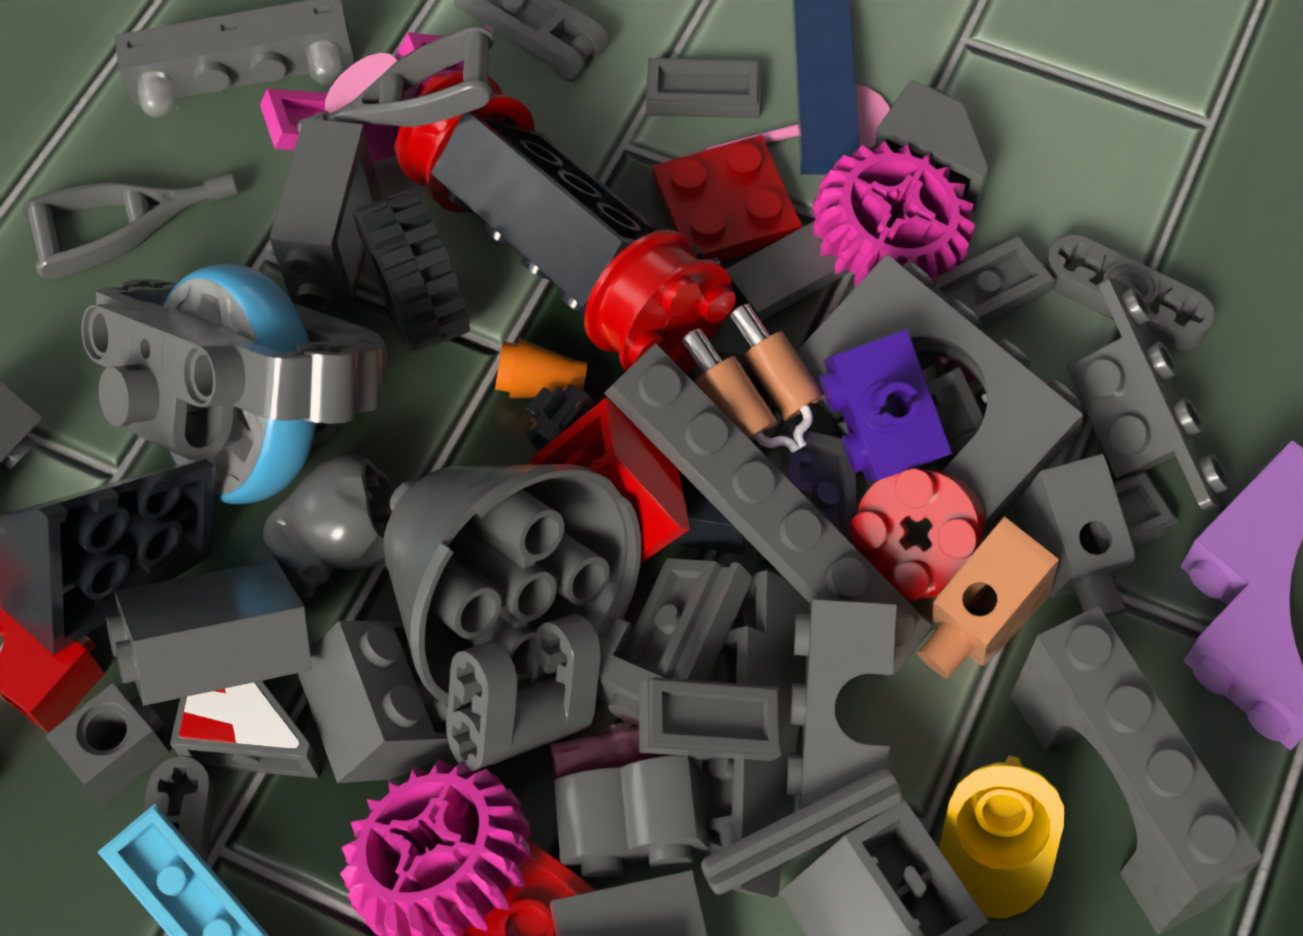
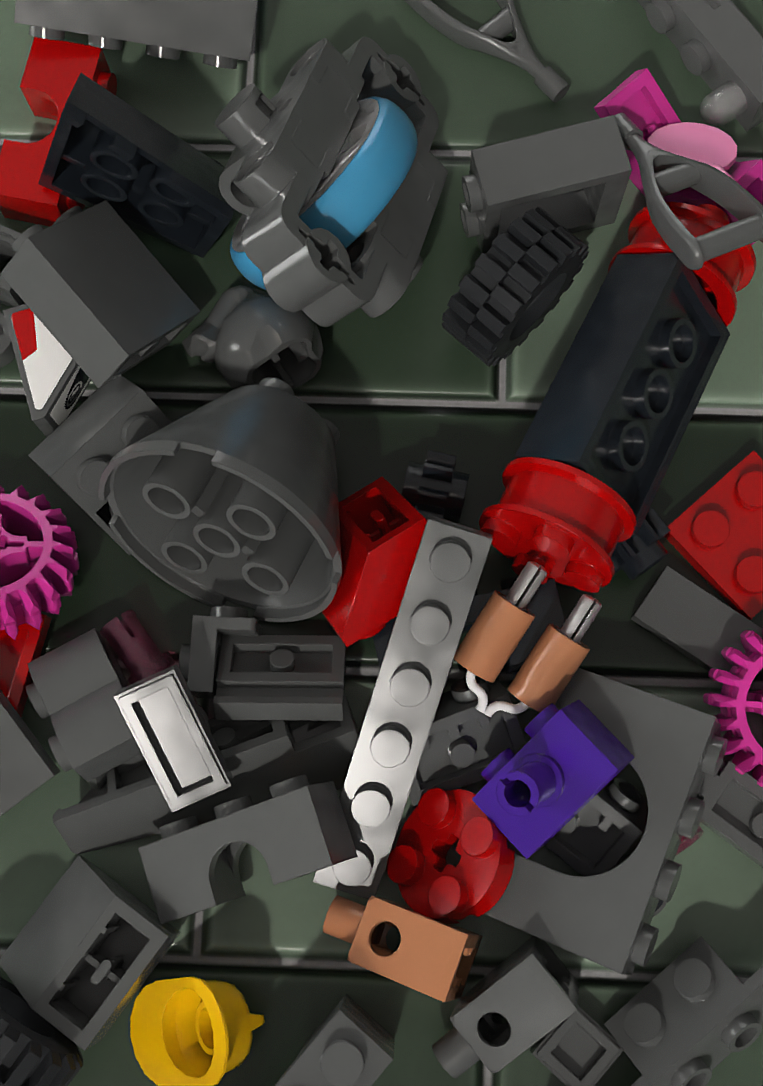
camera: 70 degrees right, 15 degrees up
(496, 720) = (112, 562): dark grey connector -> none
(530, 367) = (481, 443): orange cone -> none
(801, 831) = (111, 857): dark grey axle -> none

